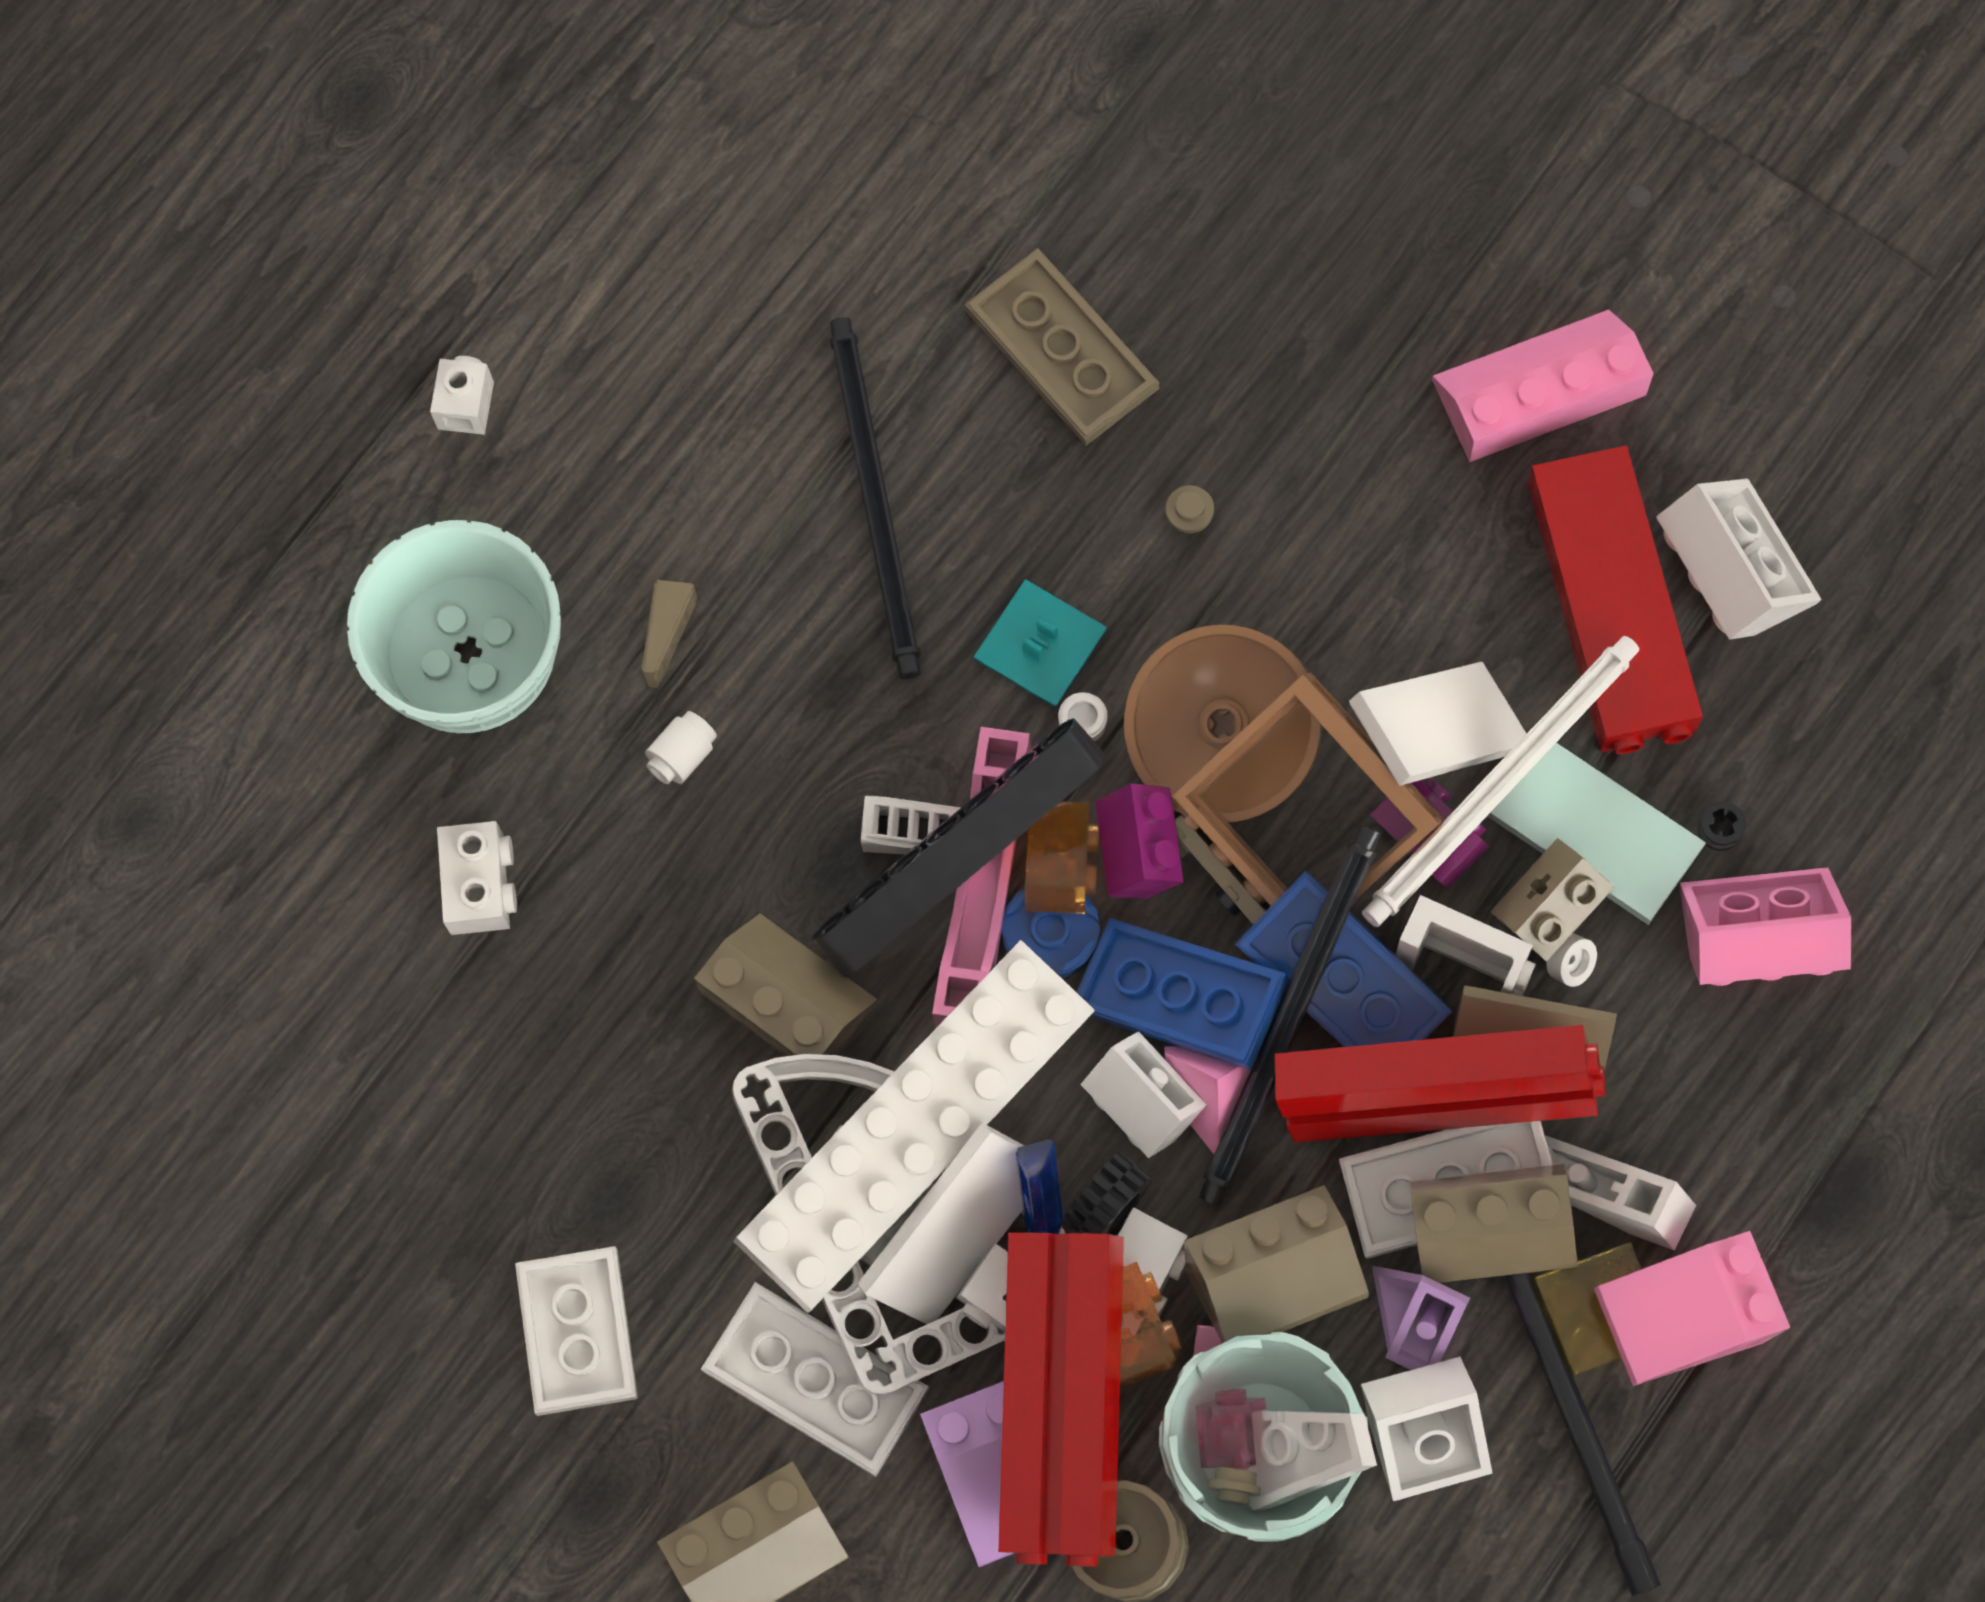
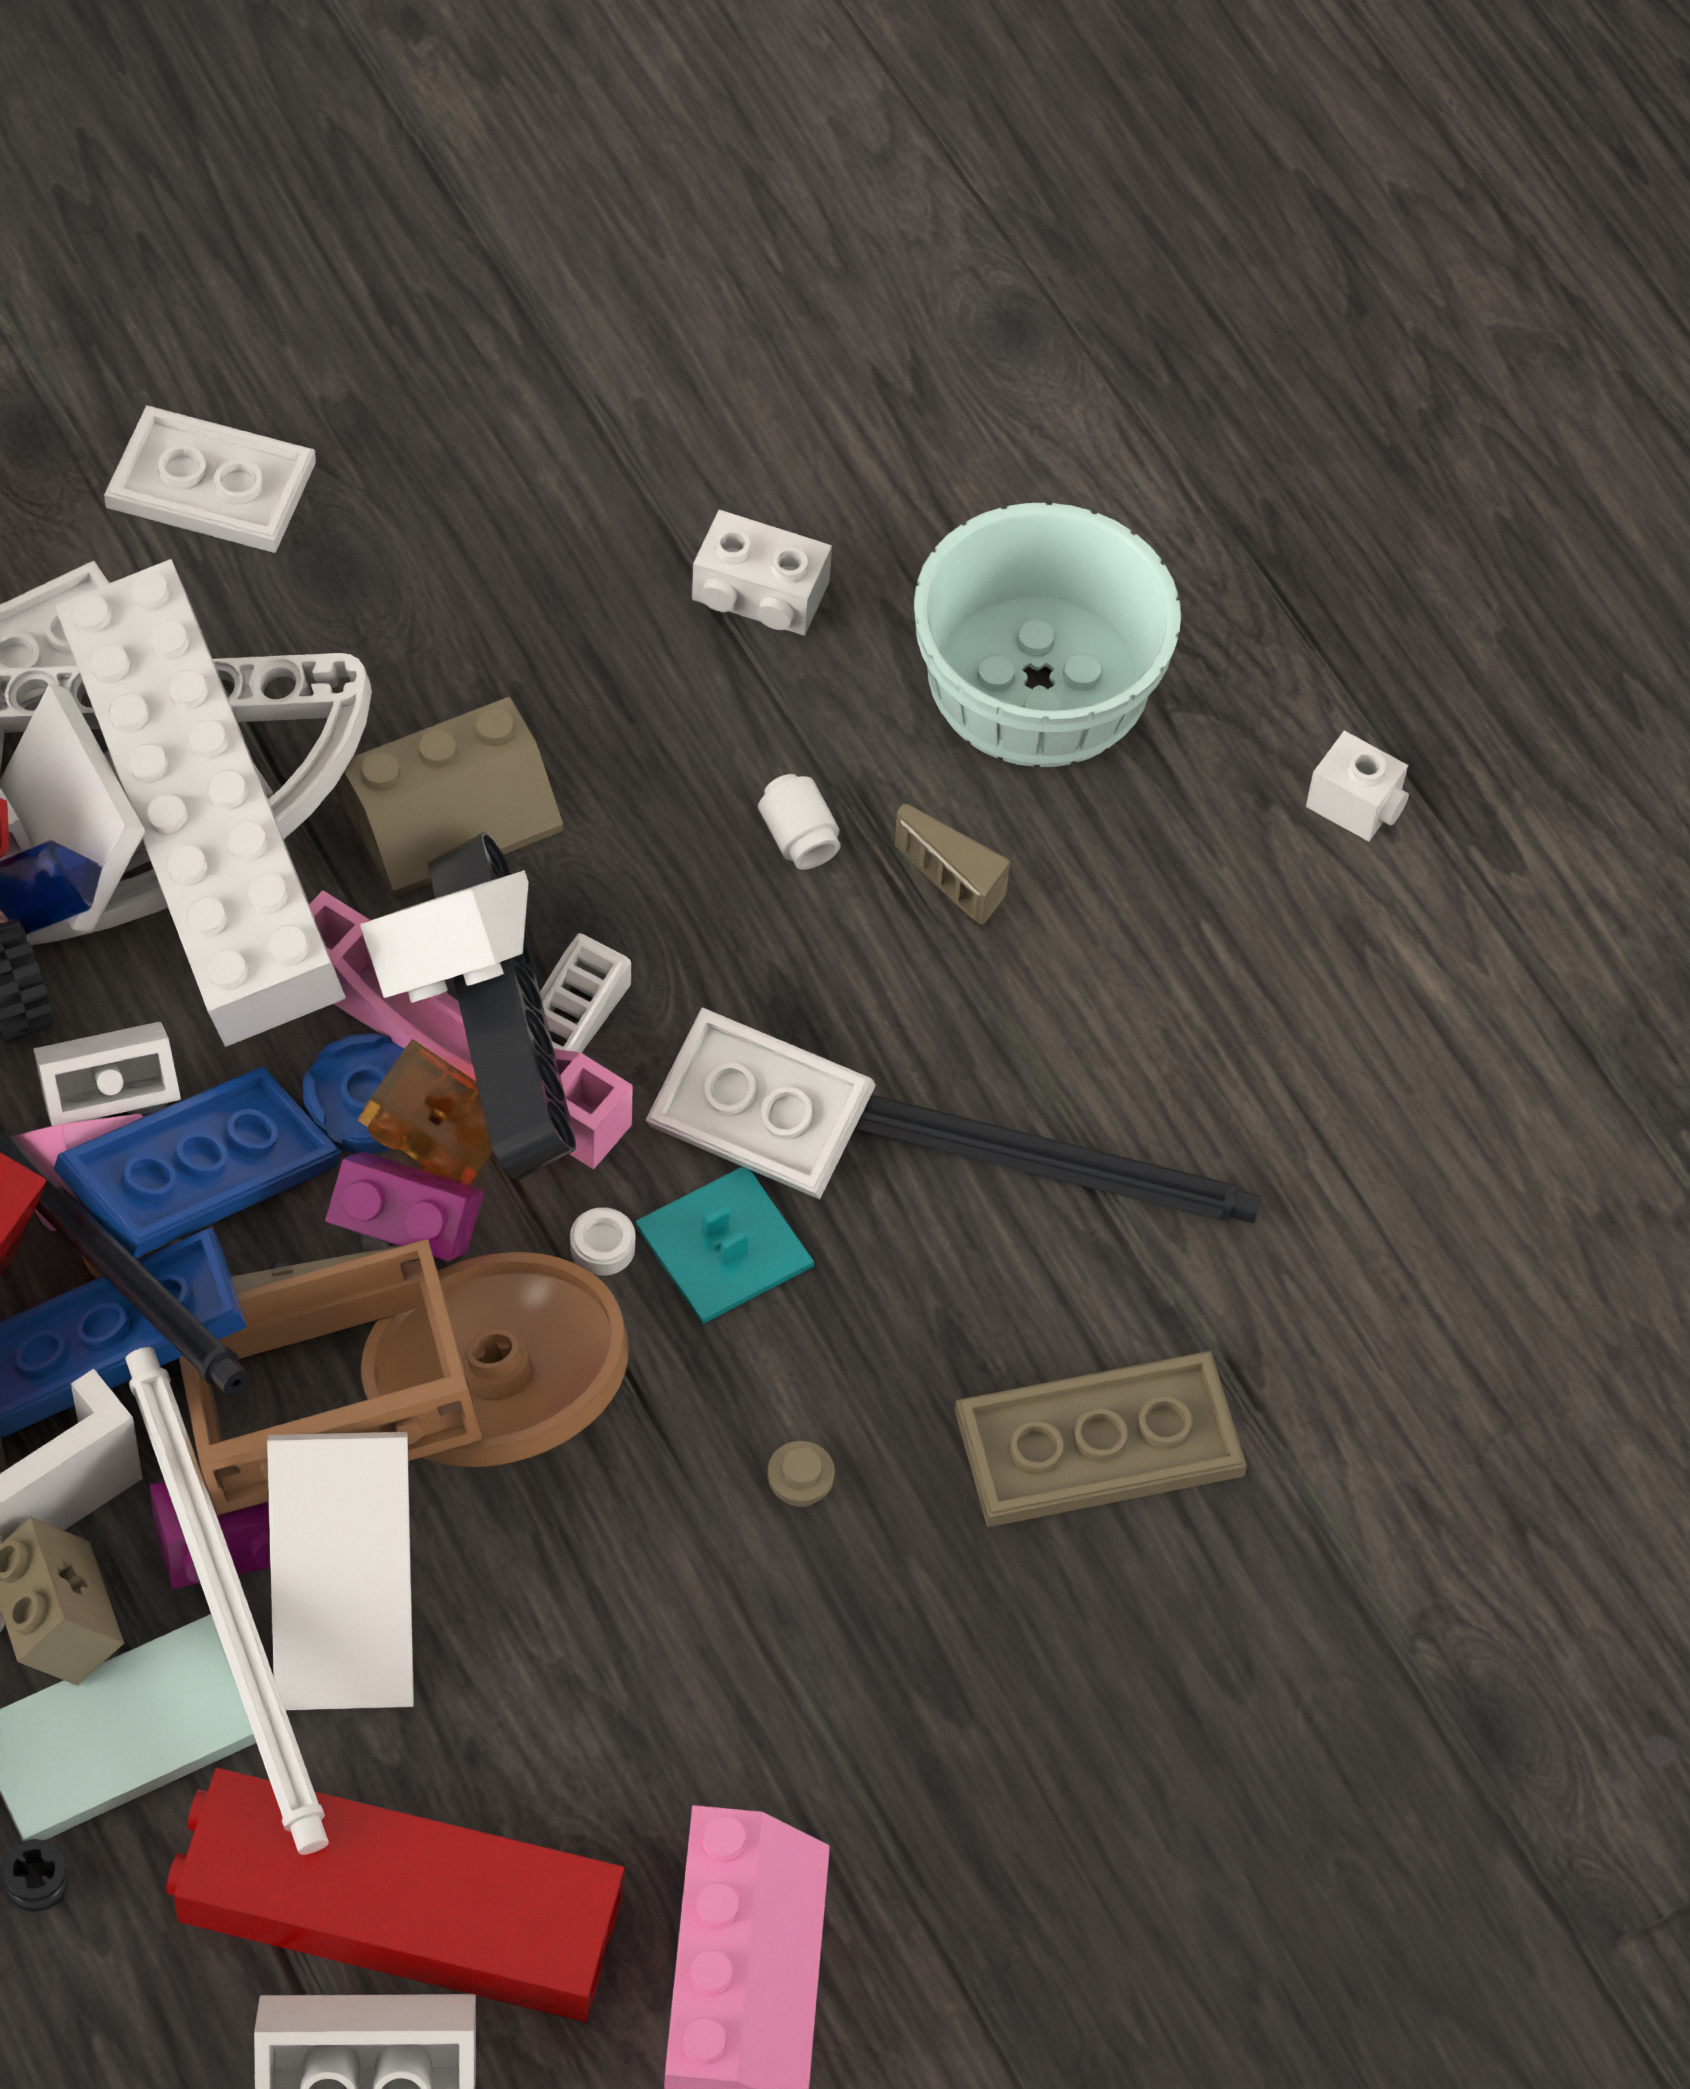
camera: 105 degrees right, 15 degrees down
(931, 659) = (760, 1103): none -> white tile
(933, 894) = (448, 938): none -> white slope

